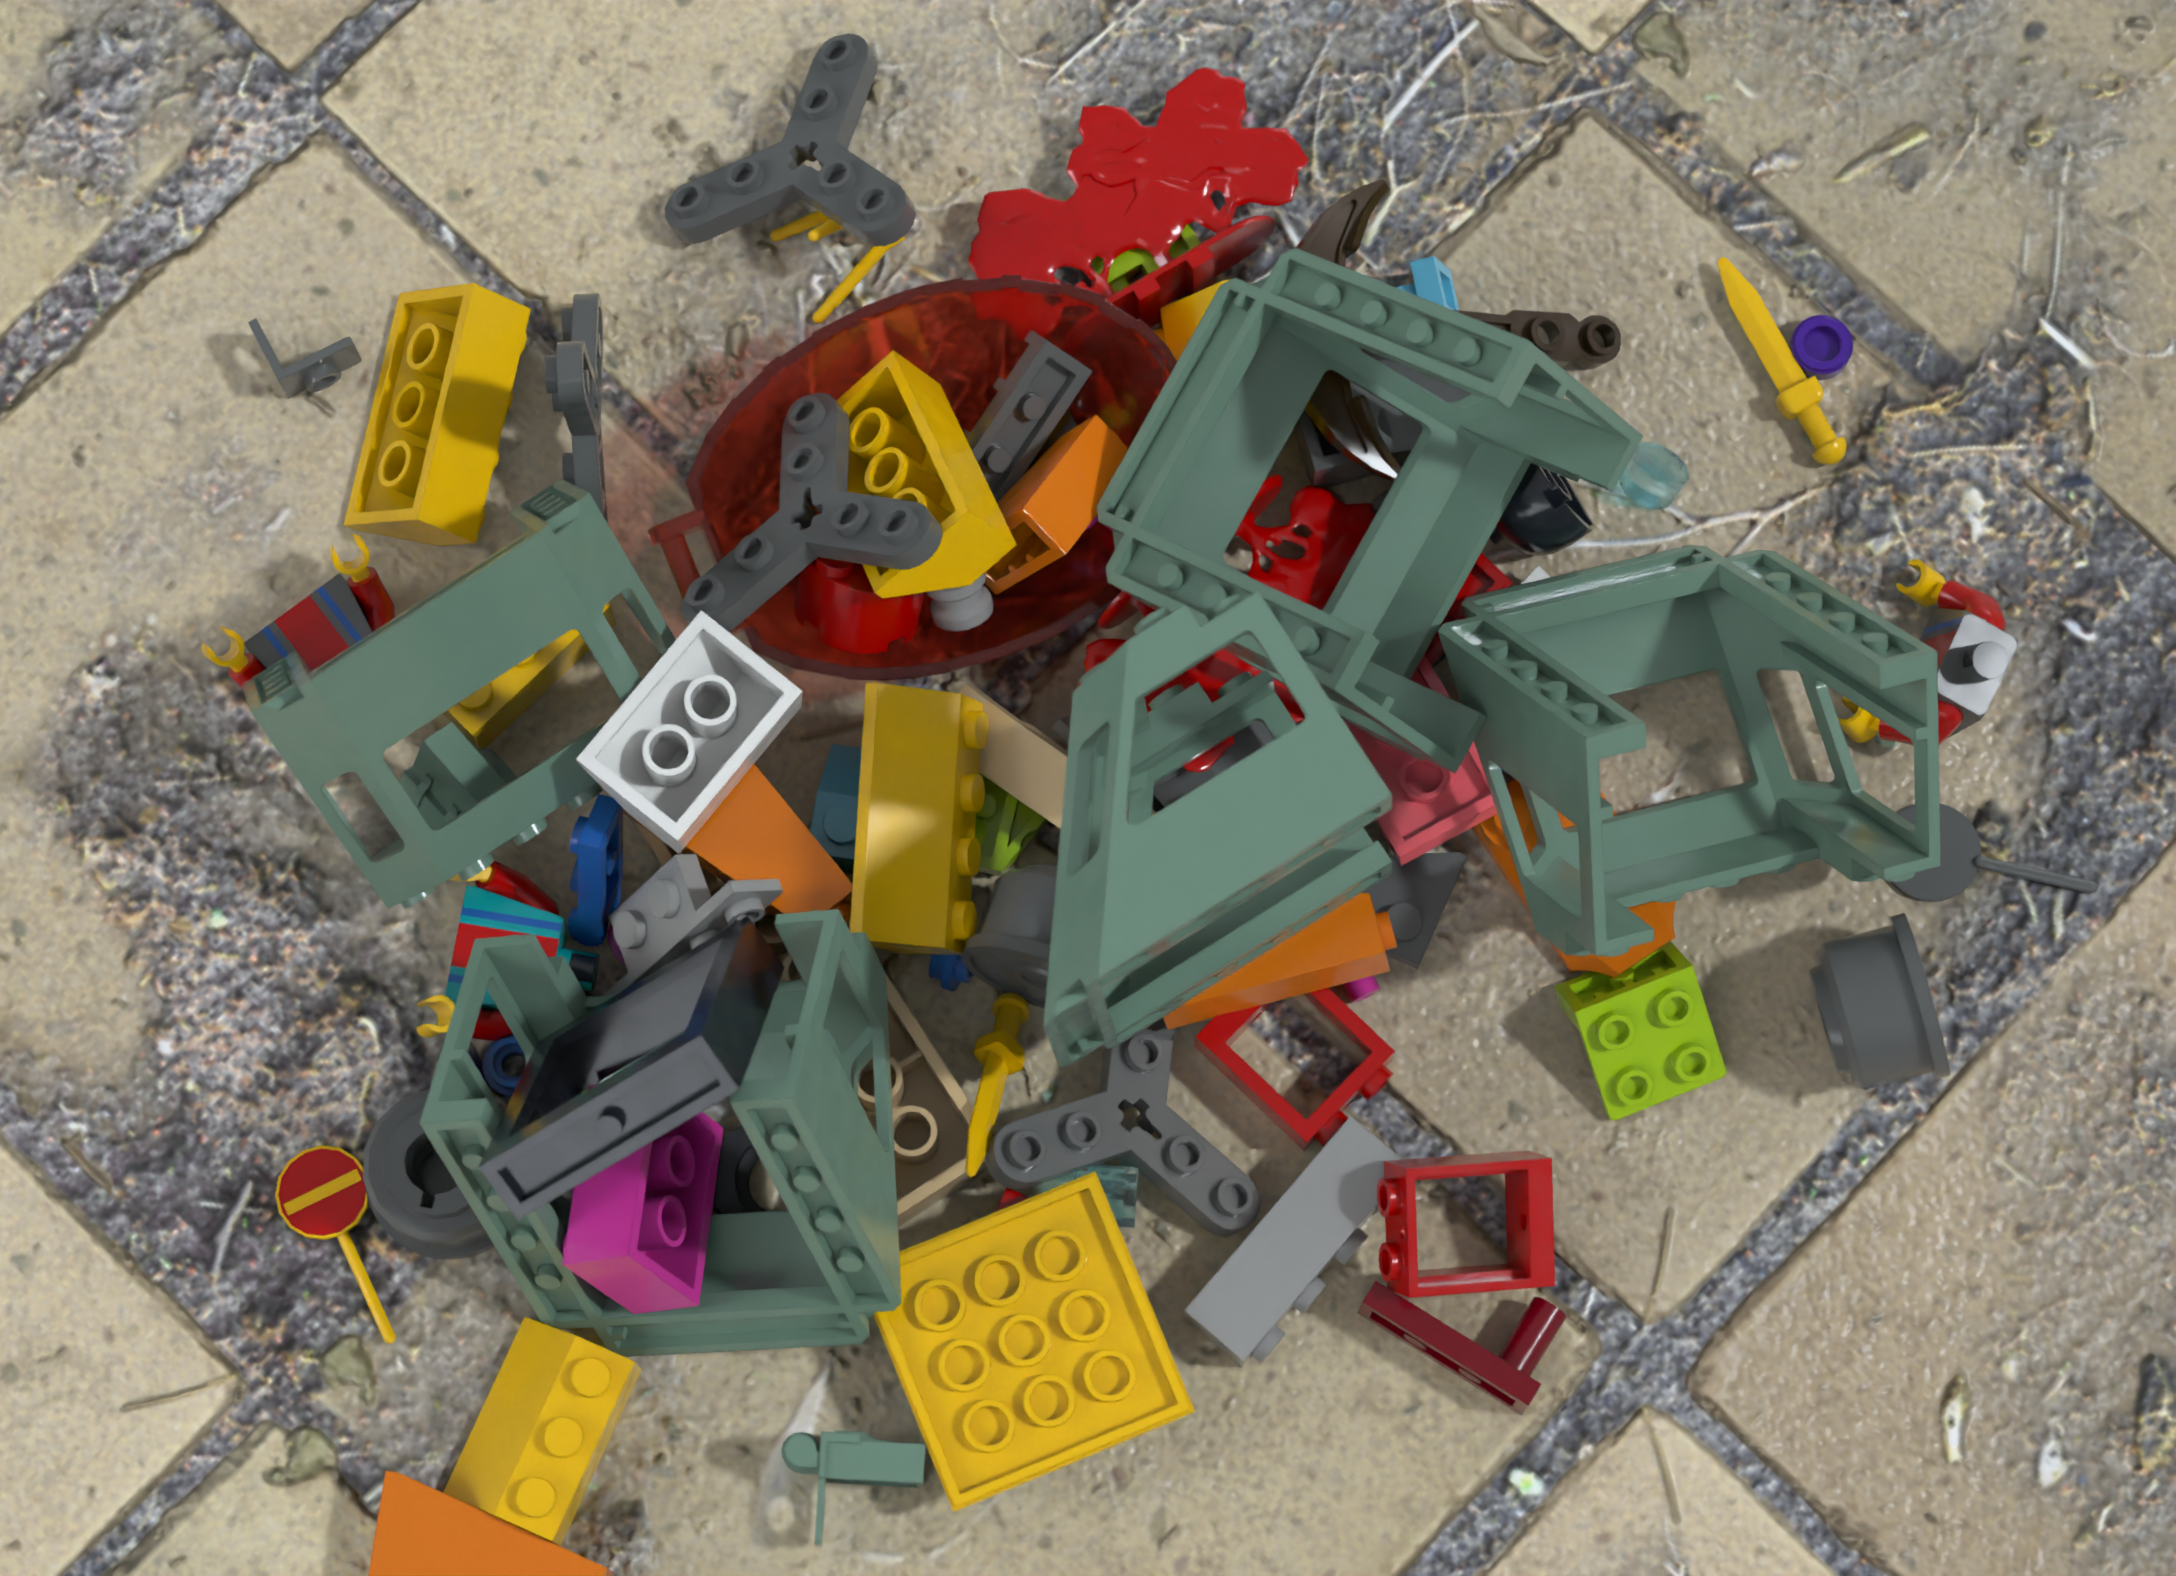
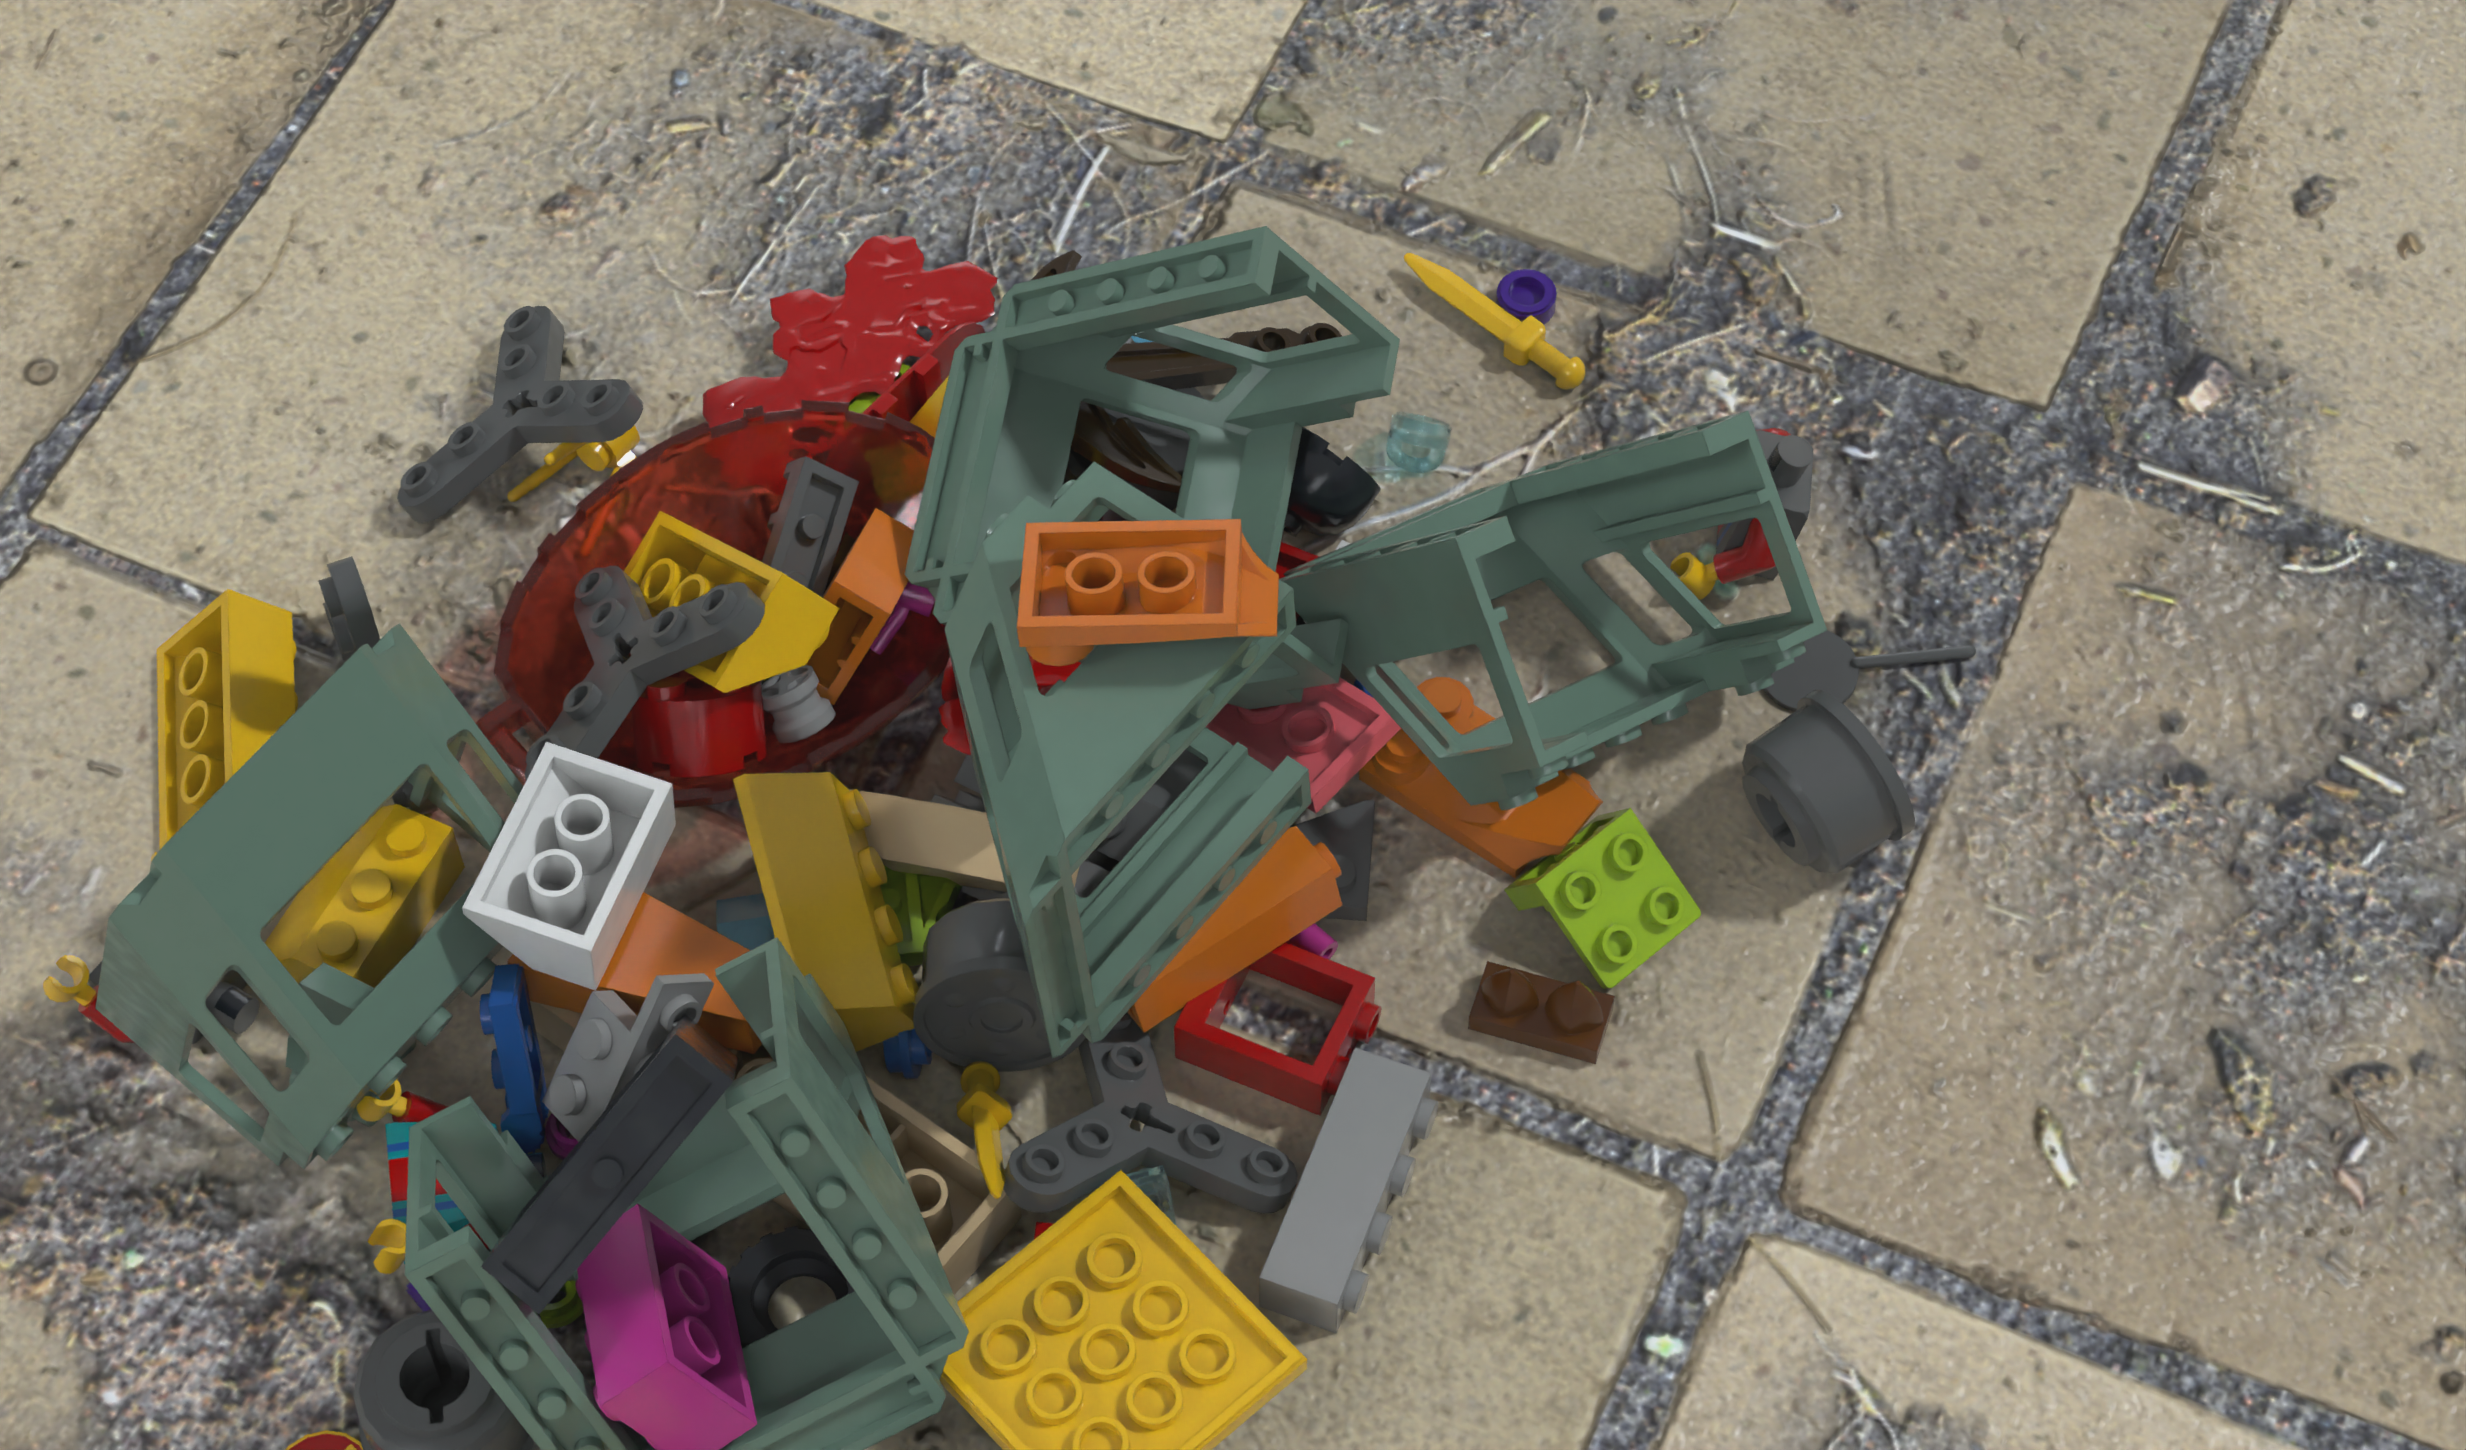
camera: 20 degrees left, 20 degrees down
(314, 371) = (82, 735): dark grey bracket -> none
(1250, 758) = (1140, 586): none -> orange slope
(1500, 1376) = (1546, 1237): dark red piece -> none
(1527, 1224) = (1563, 1083): red window -> none
(1540, 1121) = (1541, 1012): none -> reddish brown tile

